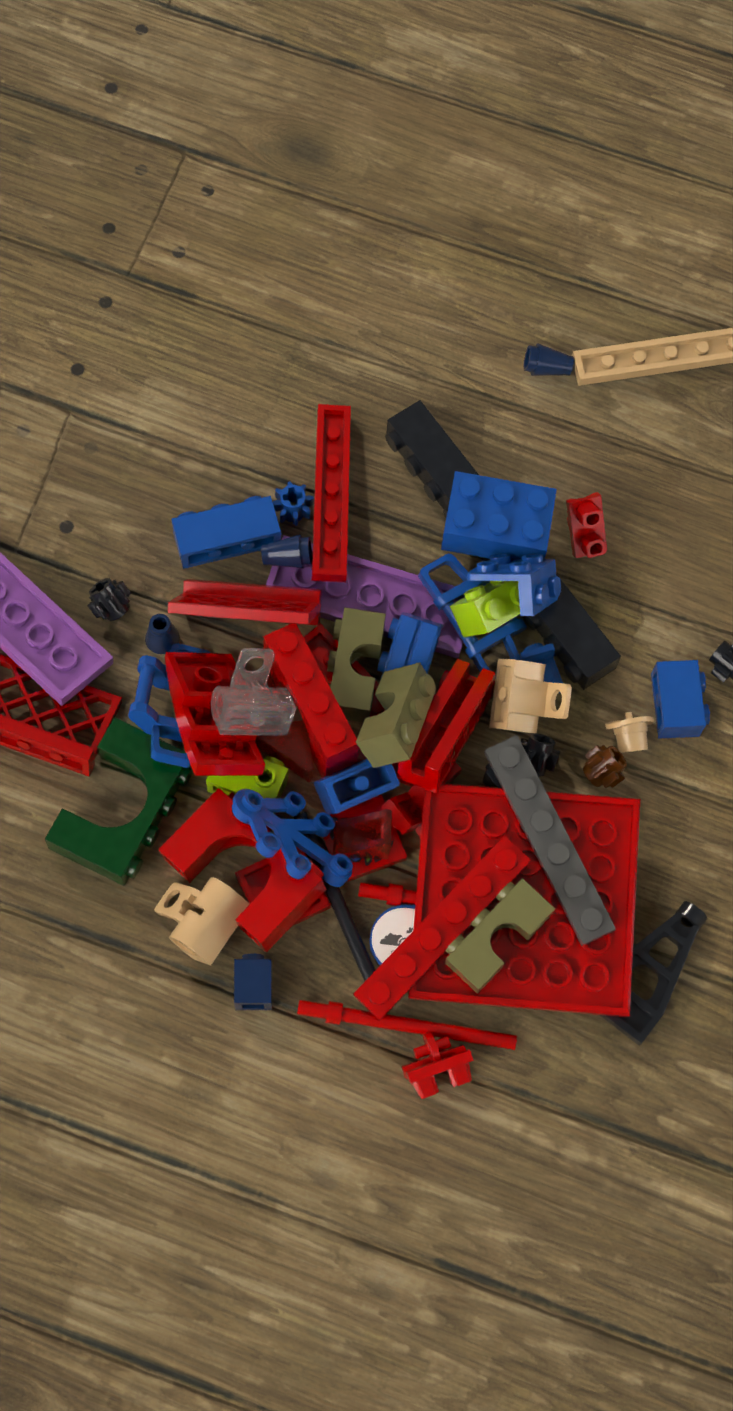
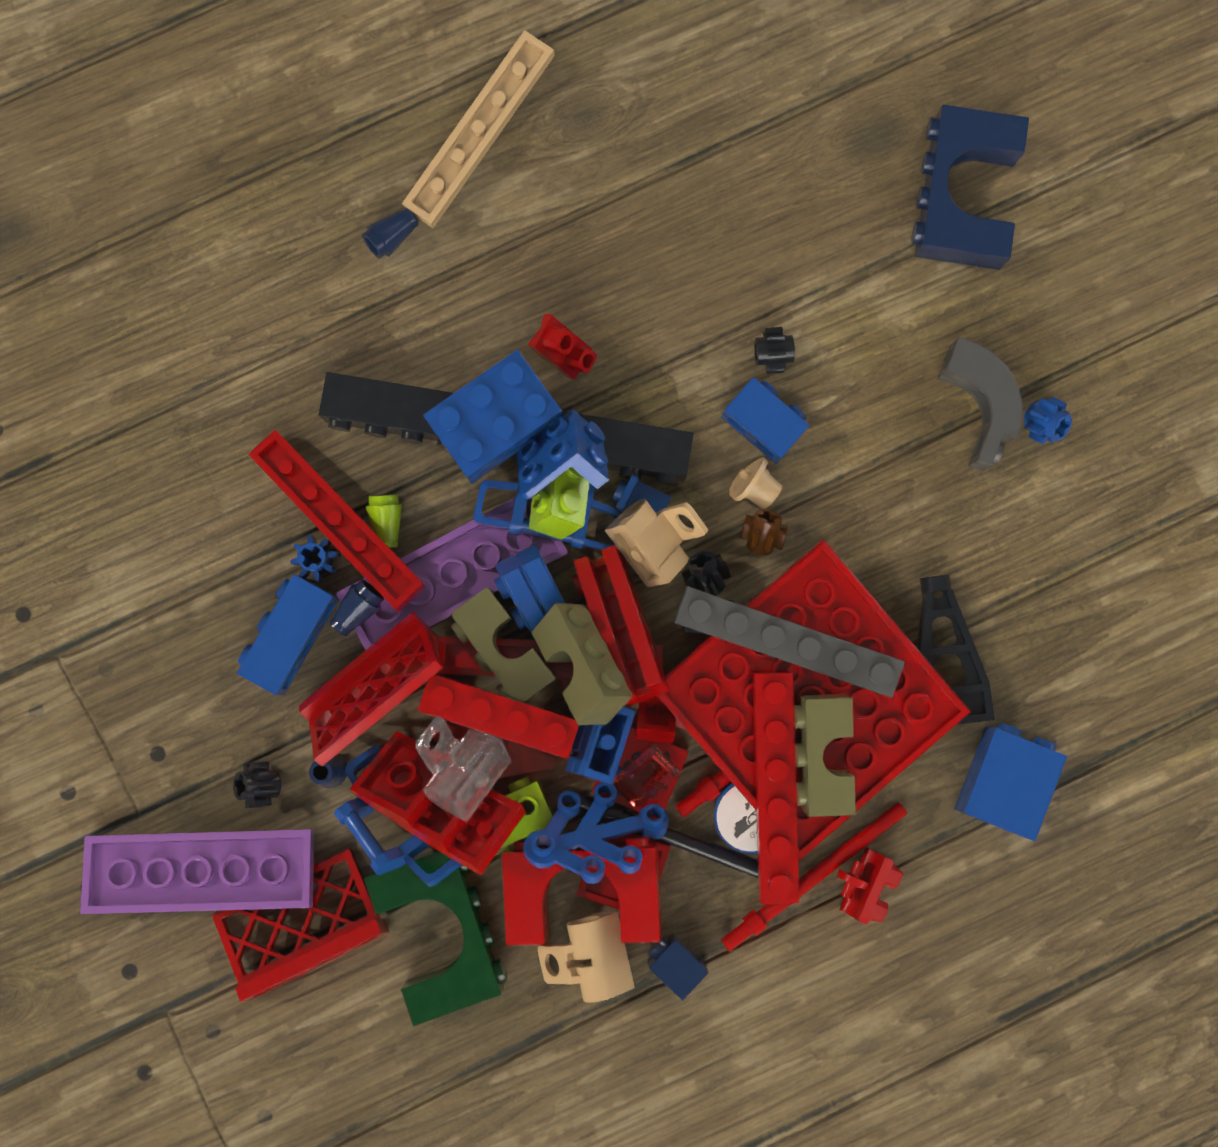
camera: 45 degrees left, 15 degrees up
(364, 521) = (385, 518): none -> lime cone
(610, 1097) = (1011, 781): none -> blue brick

